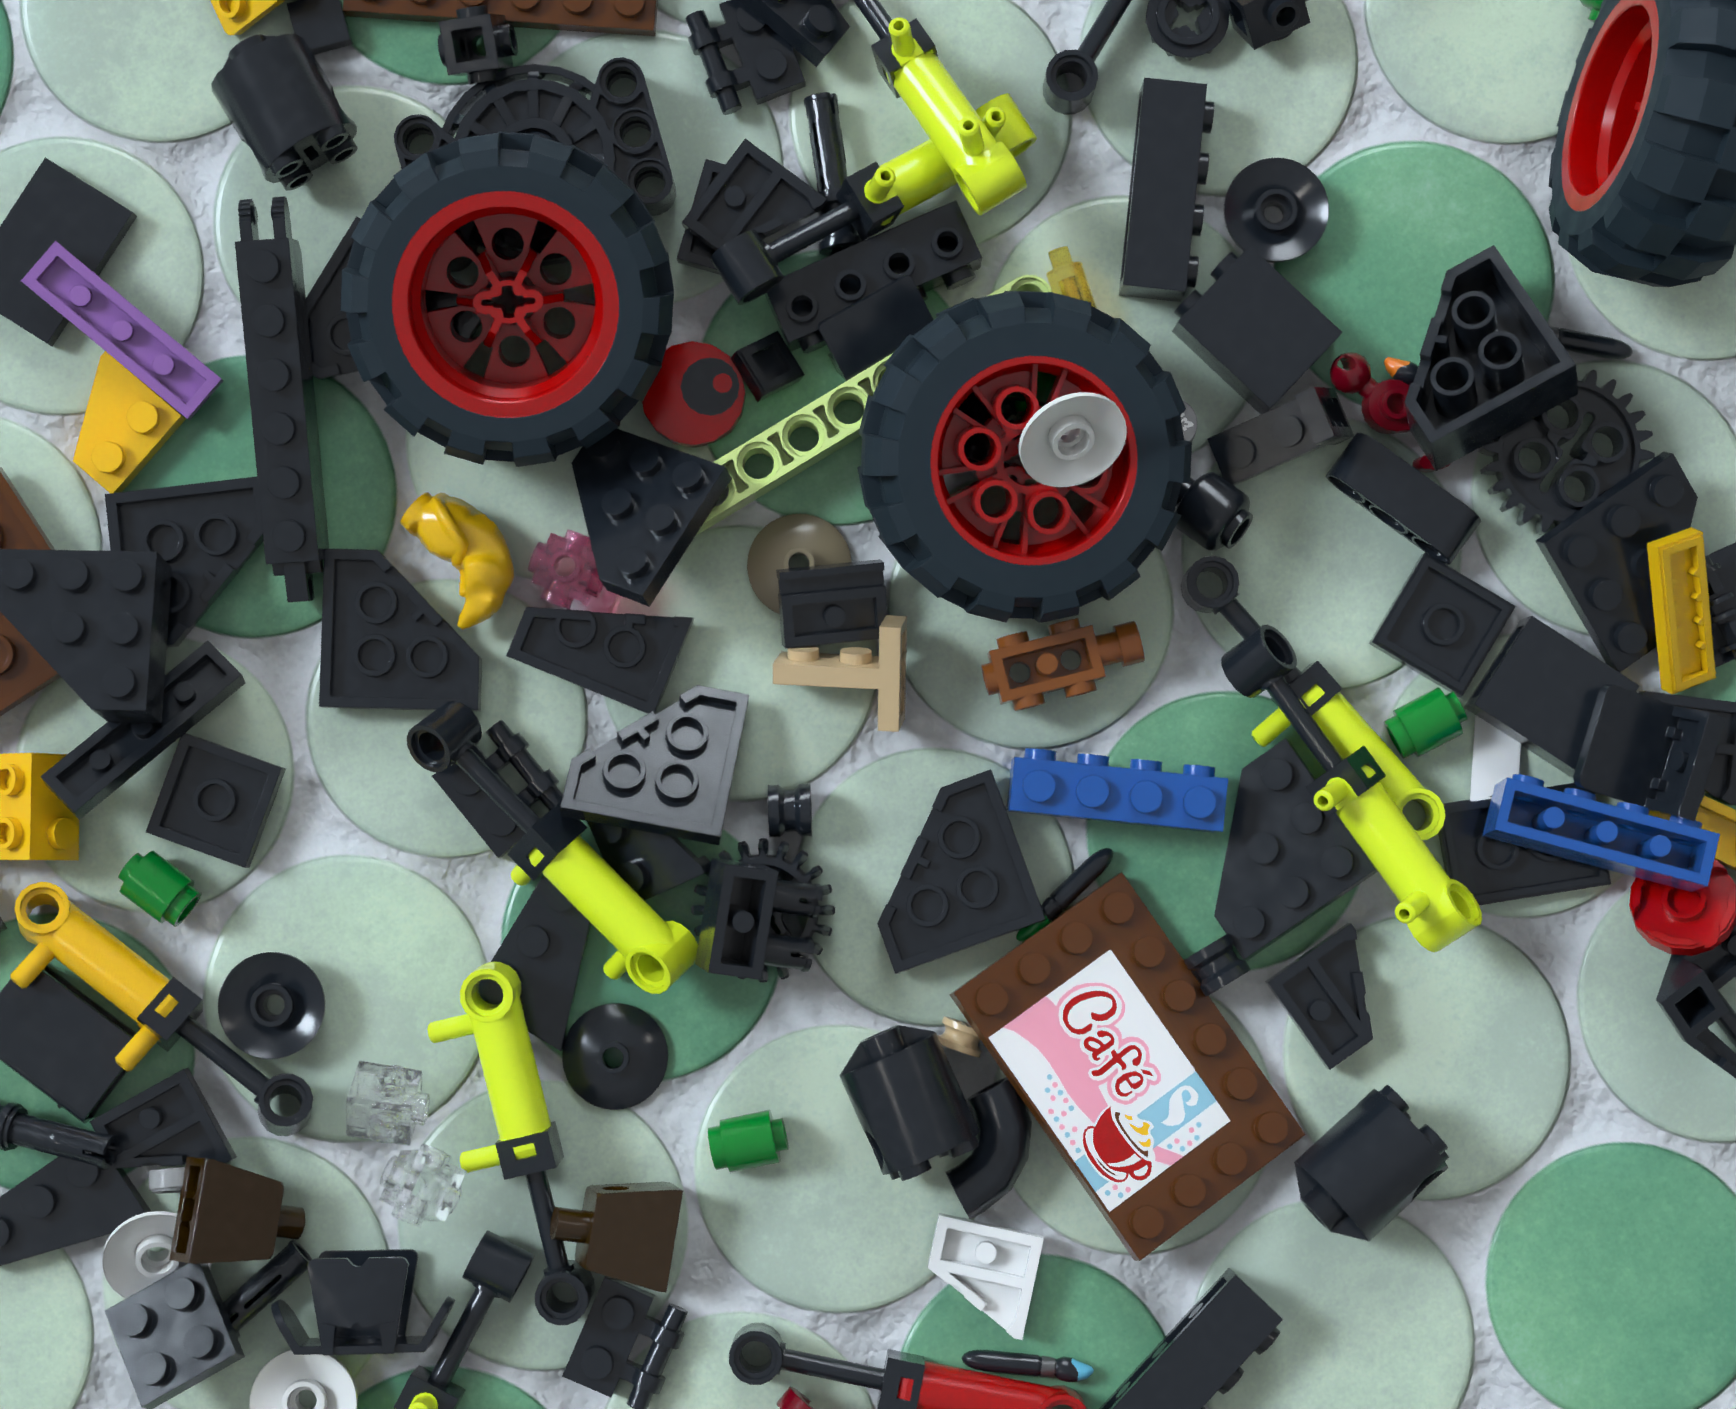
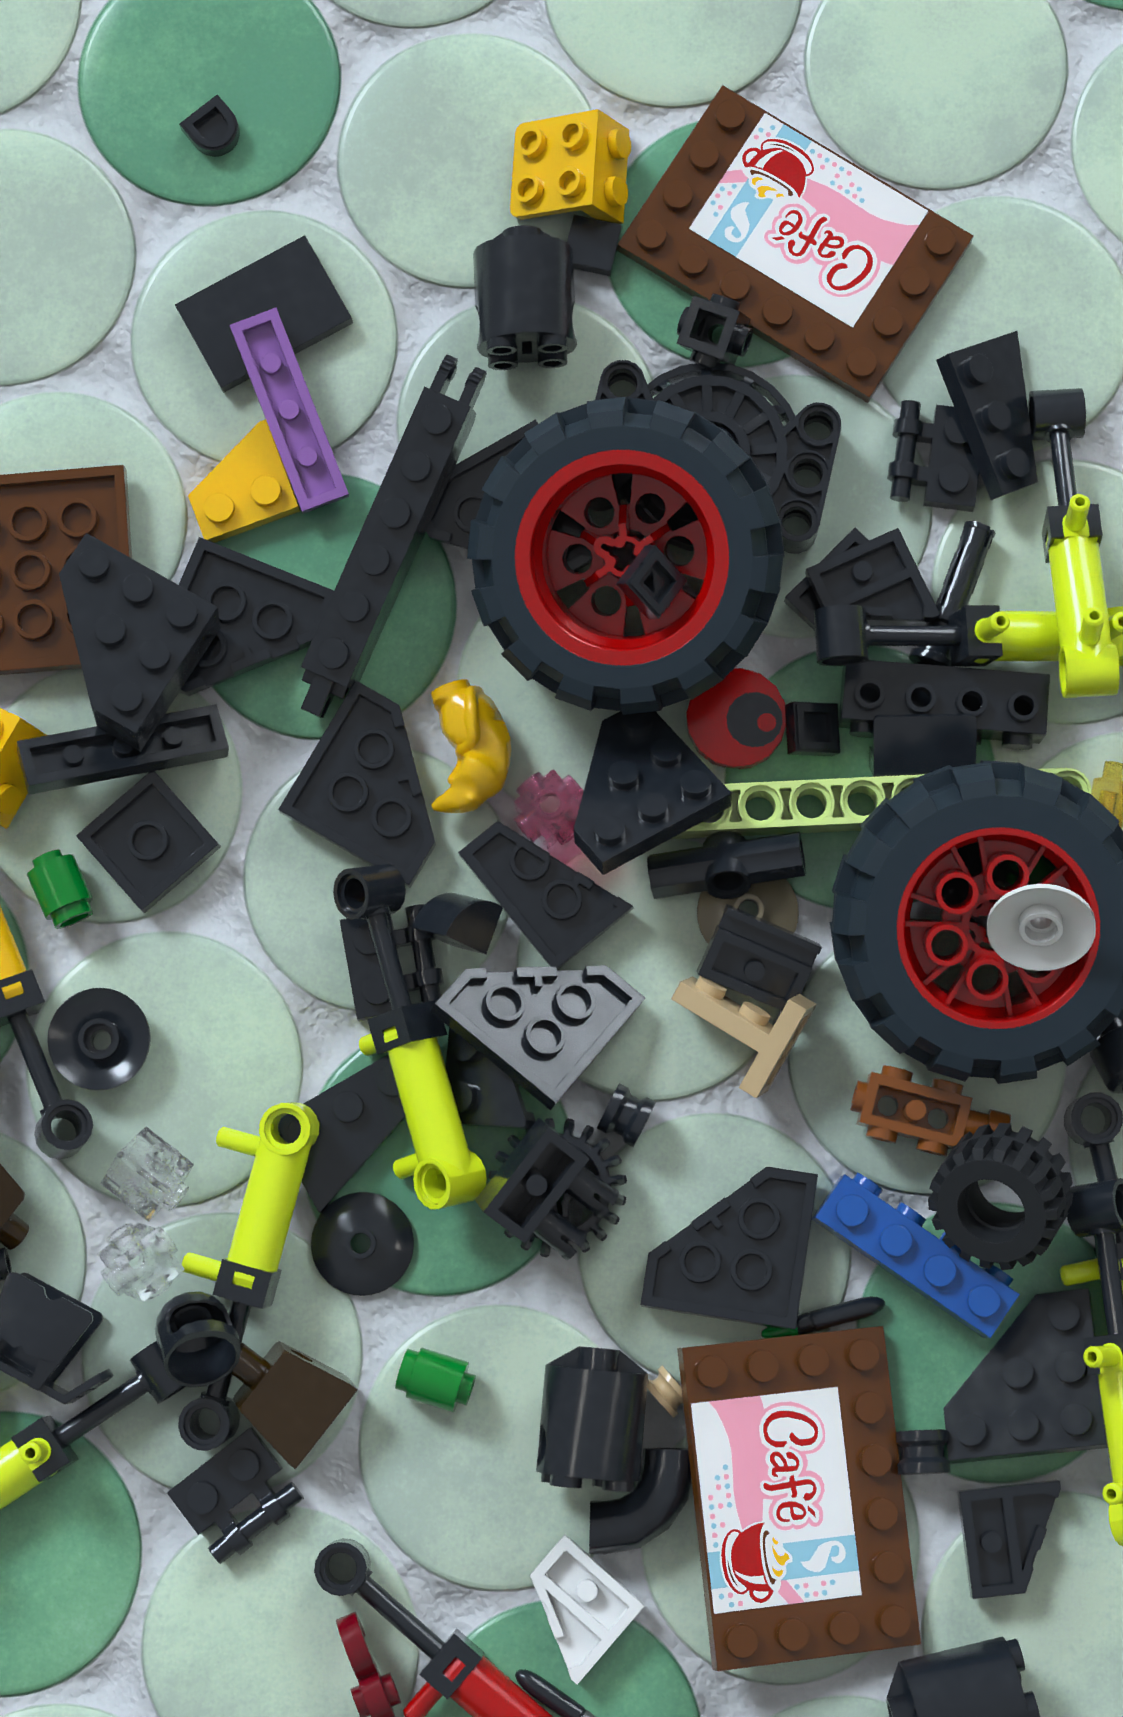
camera: 35 degrees right, 5 degrees down
(512, 1228) = (196, 1339): none -> black helmet
(542, 717) = (459, 921): none -> black brick
(545, 312) = (651, 582): none -> black tile
(757, 534) = (726, 865): none -> black piece
(1157, 736) = (985, 1229): none -> black tyre

